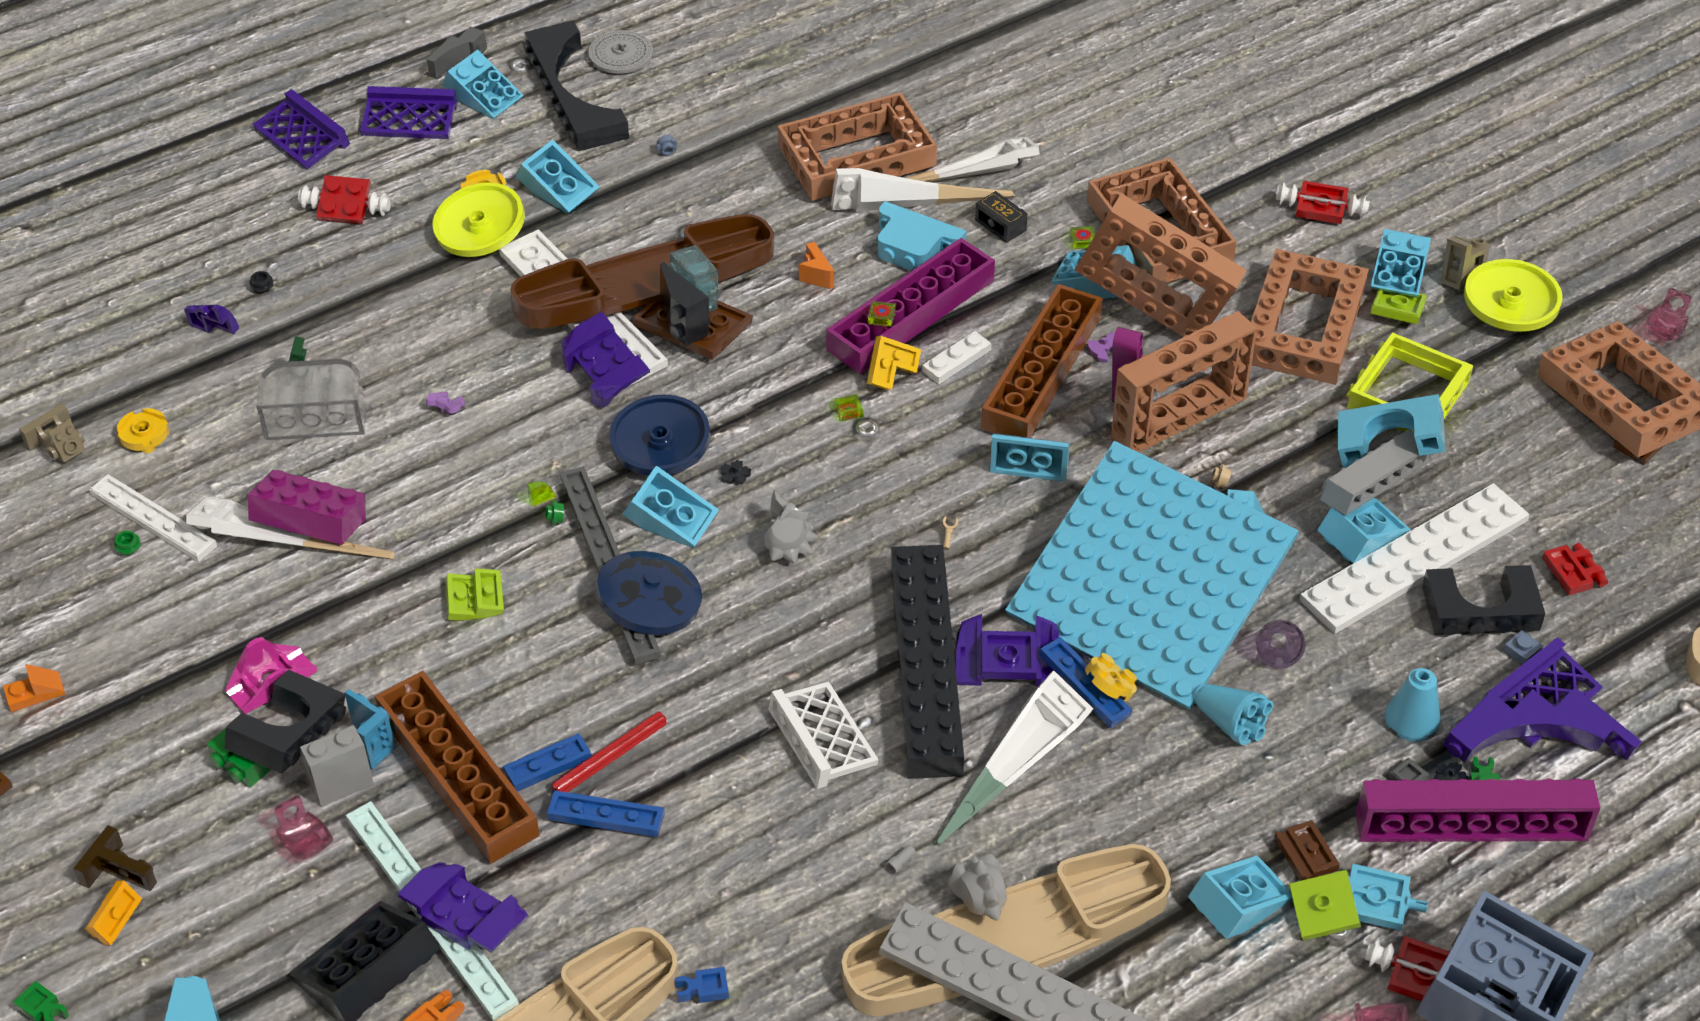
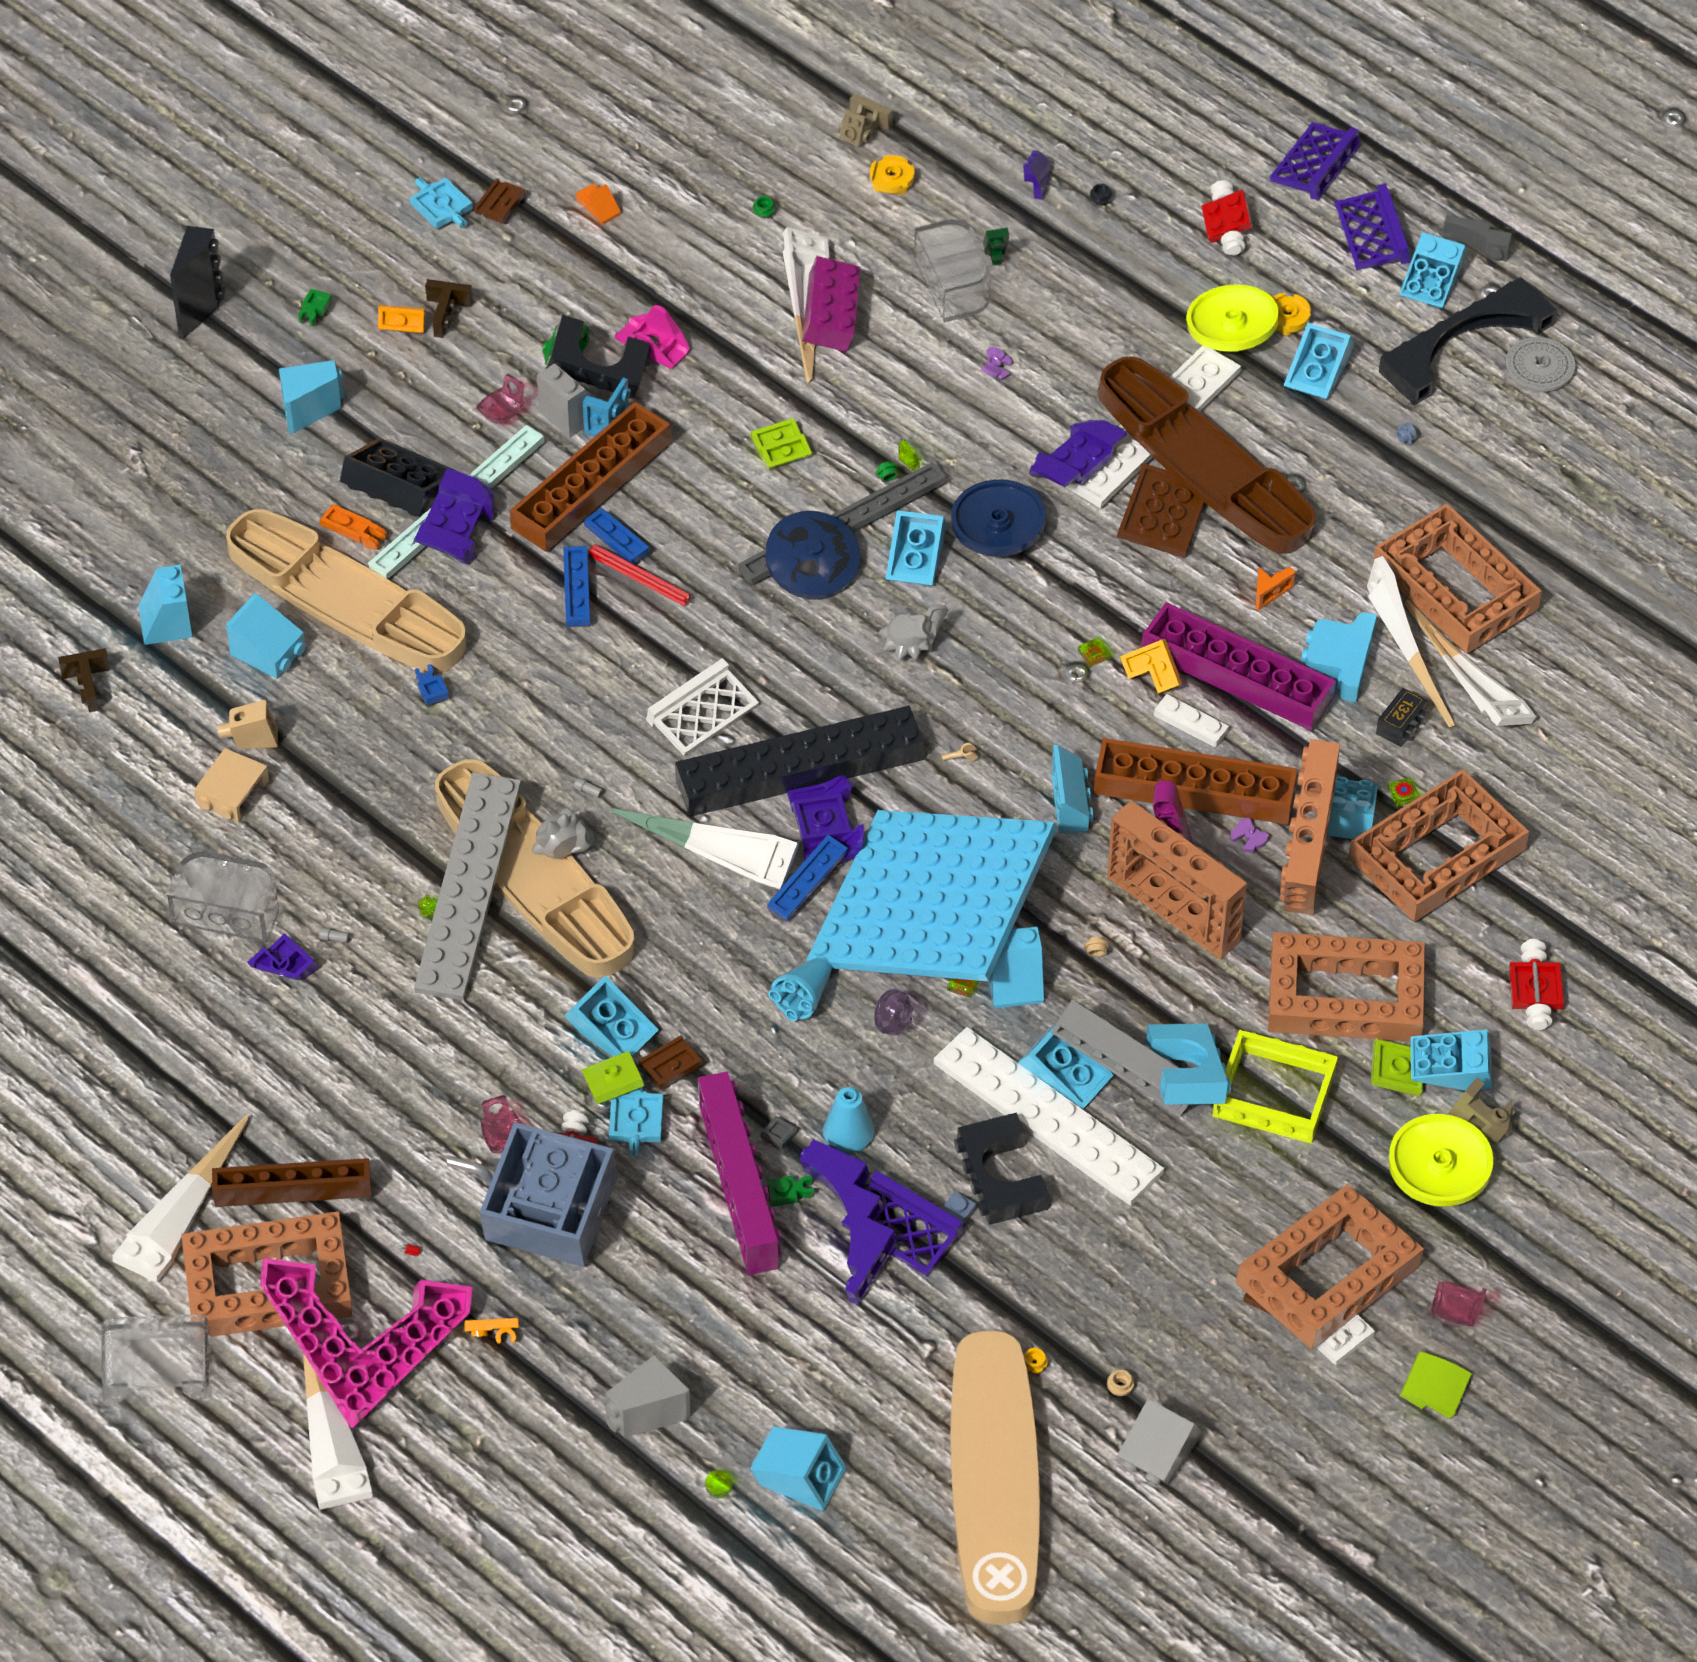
camera: 75 degrees right, 5 degrees up
(153, 518) = (800, 210): white tile -> none
(683, 306) = (1150, 484): black slope -> none
(698, 271) = (1190, 486): clear light blue brick -> none
(735, 473) = (984, 587): black plant -> none
(881, 313) = (1197, 636): clear neon green tile -> none
(1111, 677) = (802, 899): yellow plate -> none
(1450, 772) = (789, 1164): black plant -> none
(1569, 570) = (1068, 1235): red plate -> none

